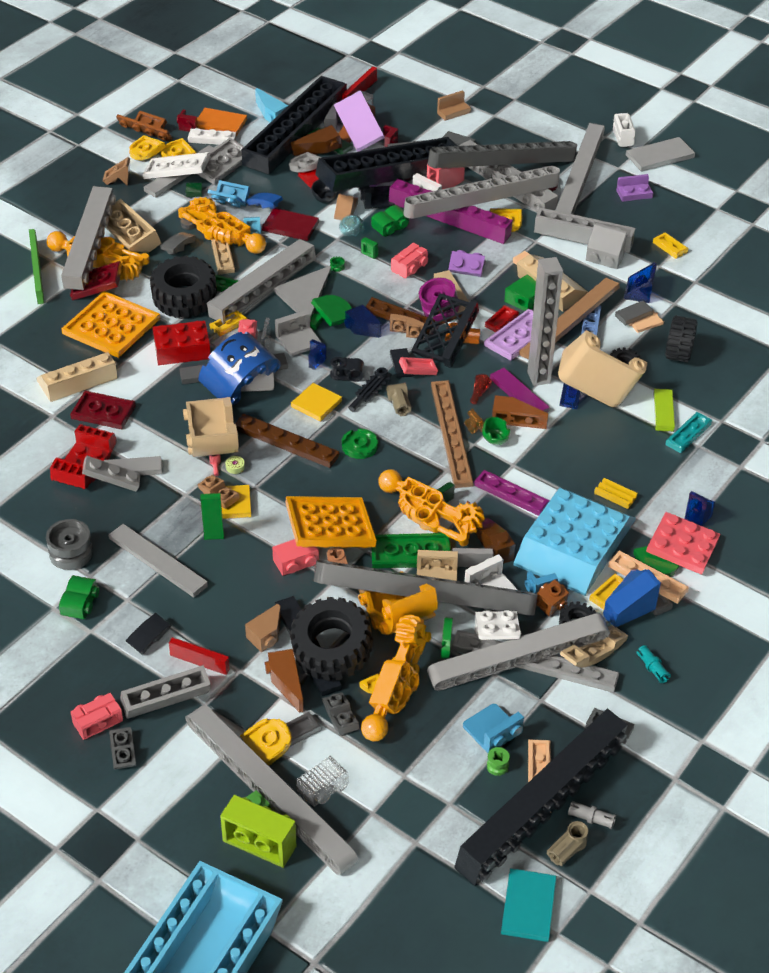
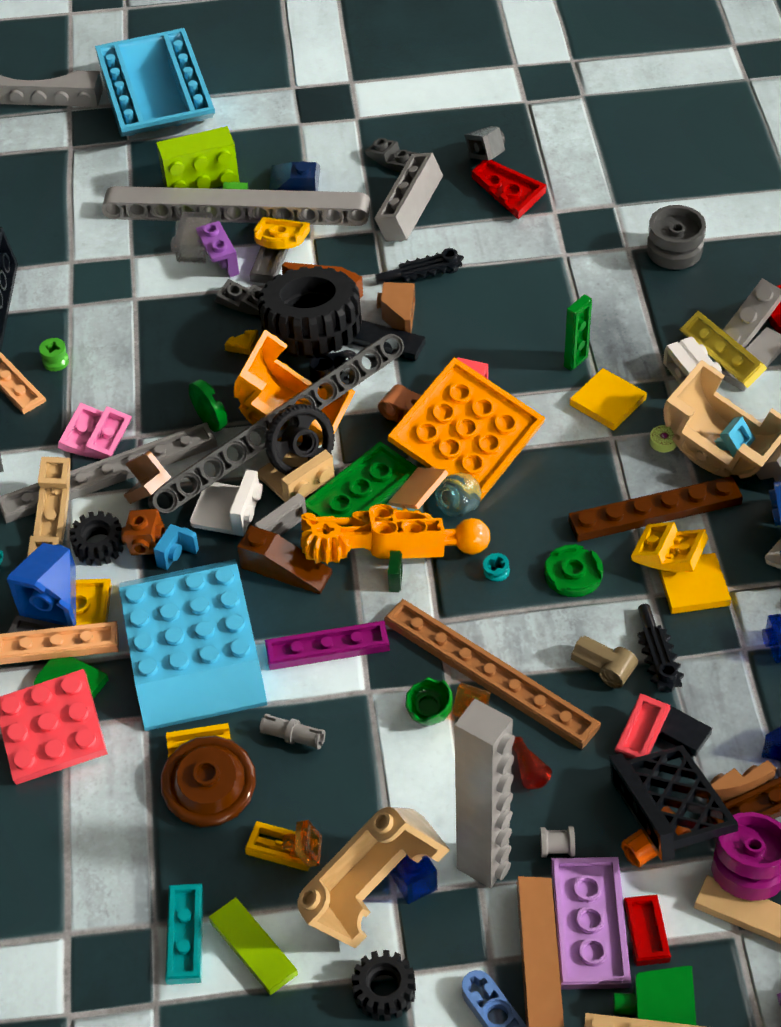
camera: 140 degrees right, 5 degrees up
(68, 691) = (485, 143): none -> dark grey slope
(78, 597) = (600, 215): green brick -> none
(94, 661) = (508, 186): none -> red wing
(96, 715) = (447, 149): coral brick -> none
(146, 473) = (724, 349): none -> light yellow tile
(147, 633) = (496, 233): black slope -> none
(158, 560) = (603, 297): light grey tile -> none
(171, 480) = (684, 356): none -> white brick
(199, 656) = (425, 245): red tile -> none
(200, 638) = (446, 262): none -> black piece
(205, 779) = (295, 176): none -> dark blue slope
(211, 427) = (734, 436): none -> medium azure tile
(216, 485) = (633, 386): medium nougat slope -> none
(308, 414) = (669, 549): none -> yellow slope
(321, 749) = (219, 247): none -> medium lavender bracket
(349, 369) = (718, 649): black piece -> none
(373, 501) = (458, 494): none -> clear light blue hair
(387, 517) = (418, 488): none -> light nougat piece
(393, 464) = (493, 560): none -> teal bush
(397, 677) = (212, 334): light orange arm -> none
(426, 566) = (309, 448): none -> black wheel
(493, 727) = (83, 377): dark azure bracket -> none
(497, 625) = (168, 441): white bracket -> none
(502, 357) = (557, 841): none -> light grey bush
(516, 389) = (440, 802): magenta tile -> none
(517, 651) = (109, 458): light grey beam -> none
(519, 413) = (424, 762): dark orange slope -> none
(520, 690) = (94, 432): none -> bright pink slope
(527, 614) = (149, 474): none -> medium nougat panel
(568, 466) = (292, 731): none -> light grey pin
(611, 414) = (304, 843): none -> clear orange tile
(614, 434) = (256, 846): none -> yellow tile
(627, 472) = (208, 781): none -> reddish brown piece
(699, 508) = (61, 782): clear blue slope -> none

